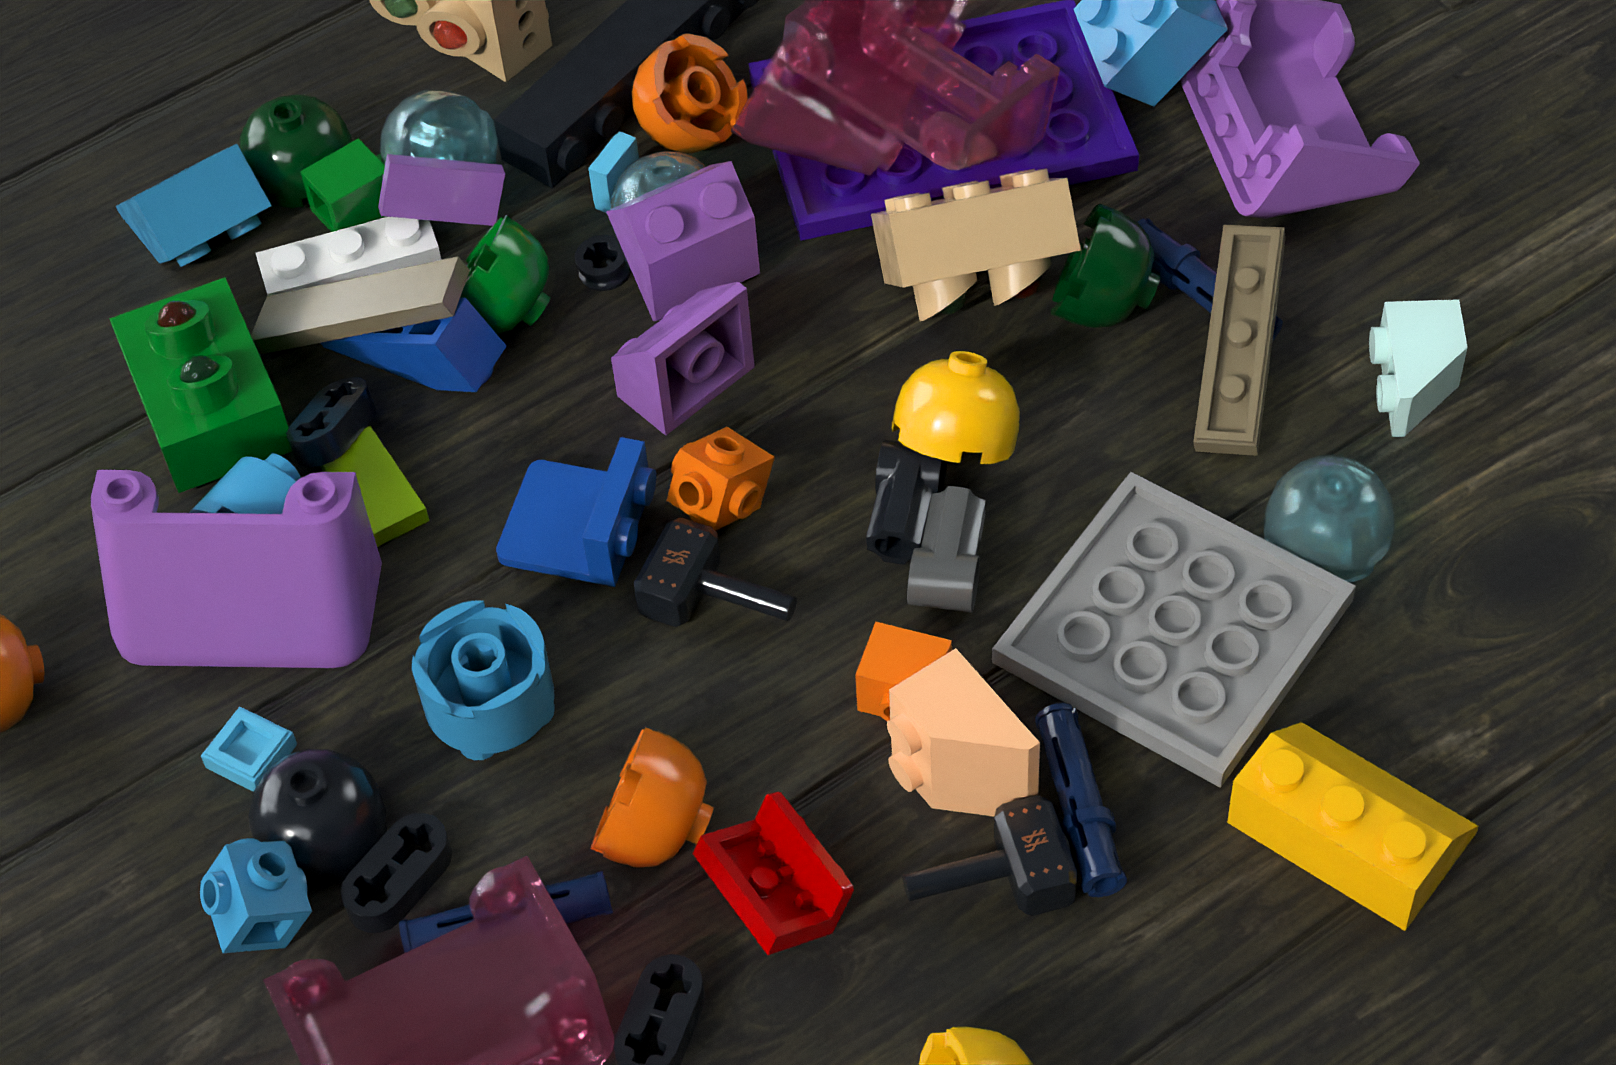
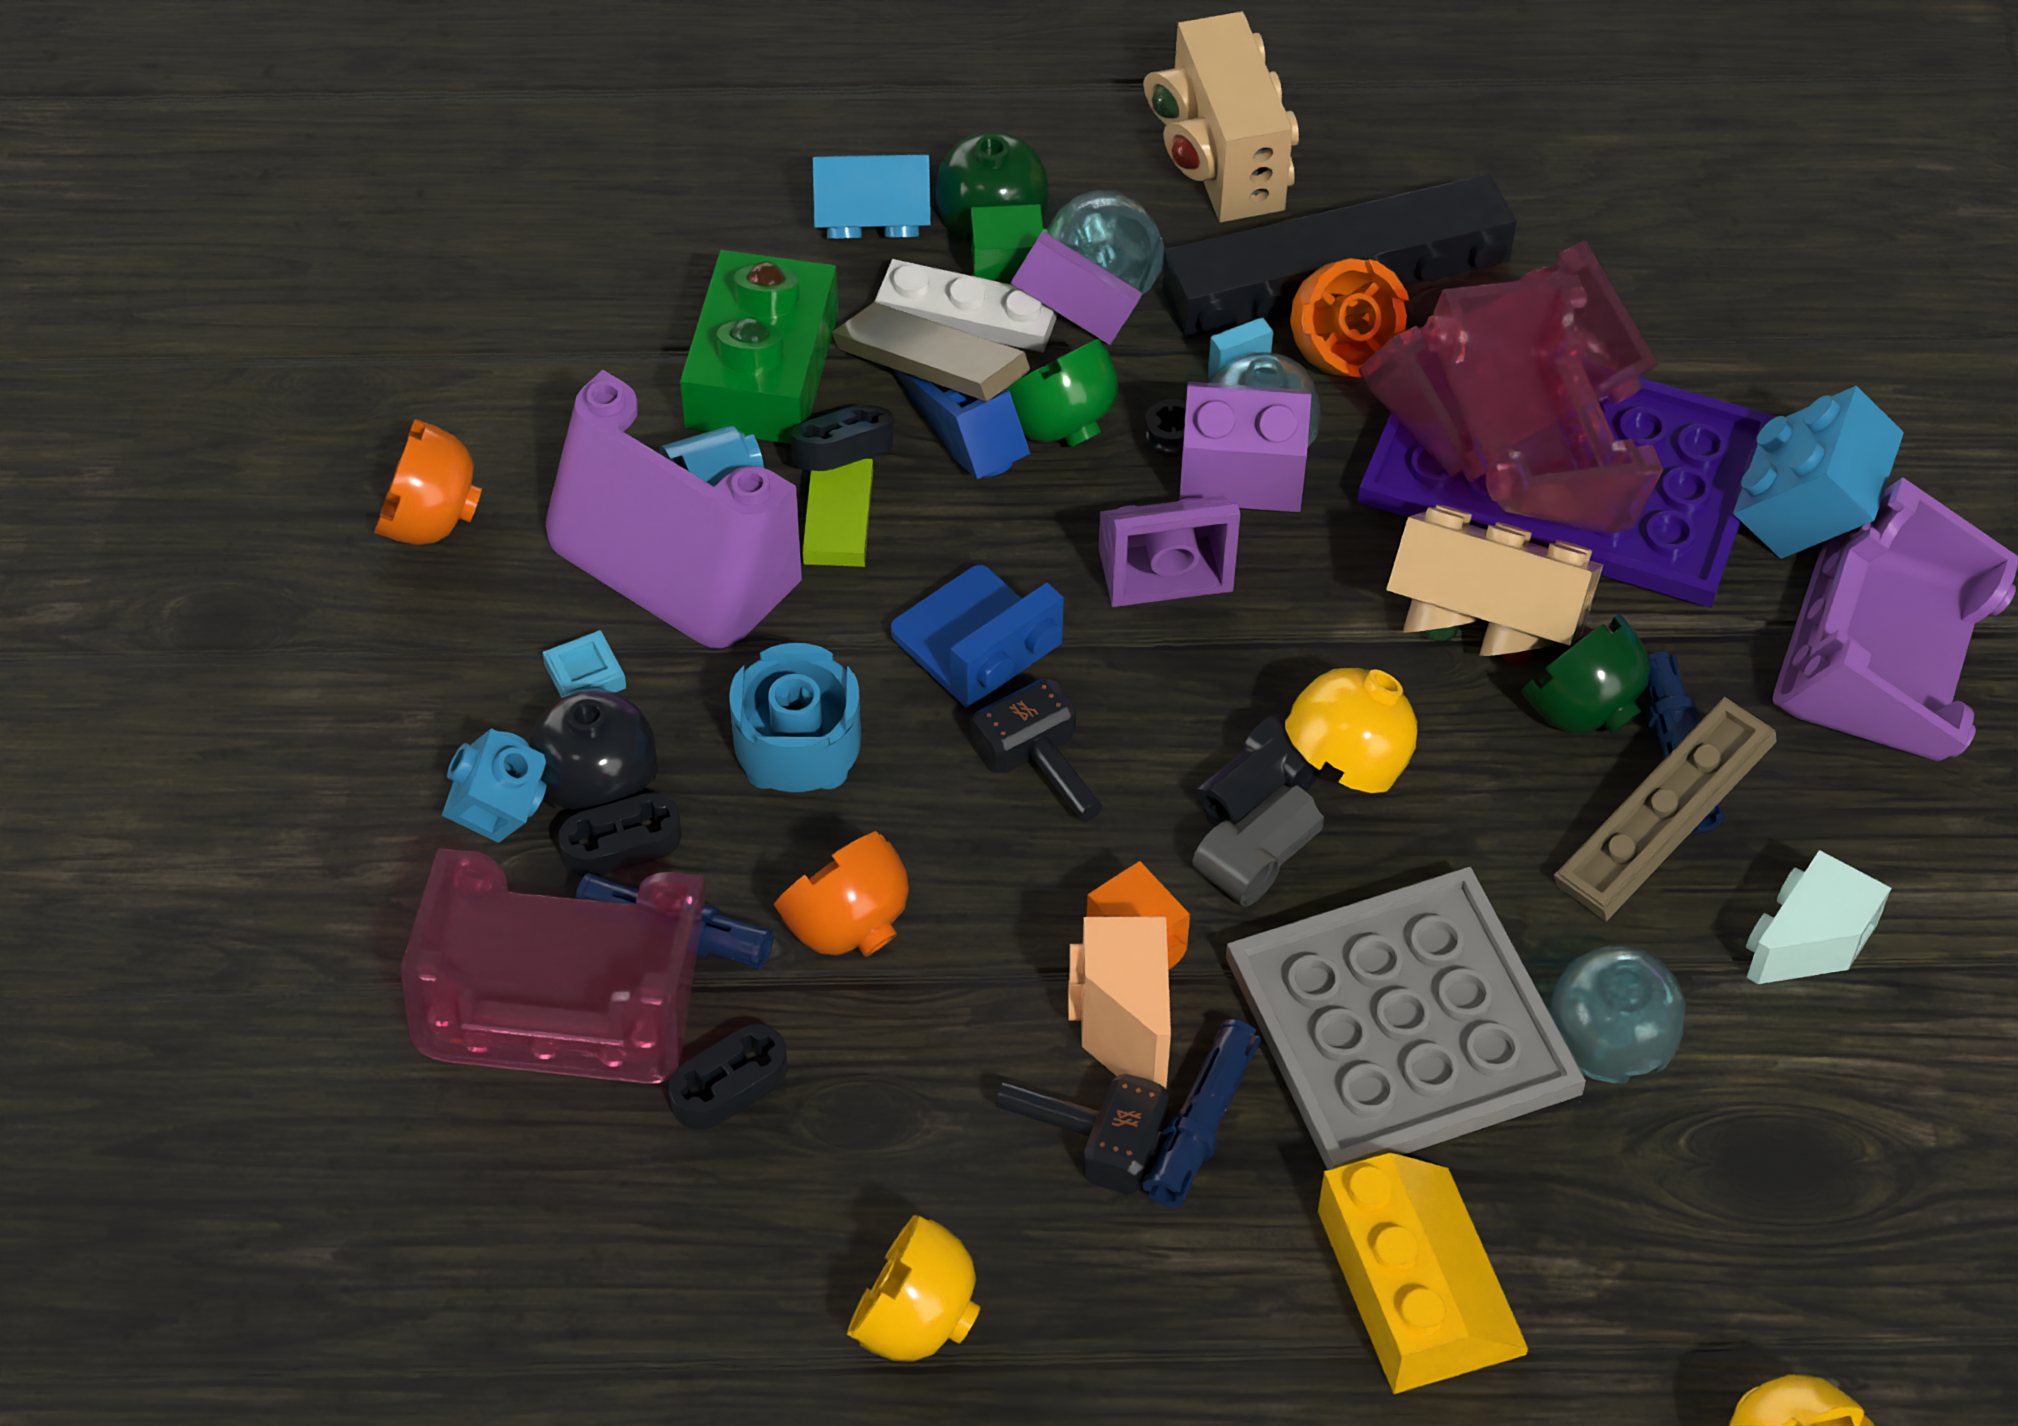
camera: 30 degrees right, 0 degrees up
(719, 478) = (1114, 667): orange brick -> none
(776, 876) = (901, 1020): red bracket -> none

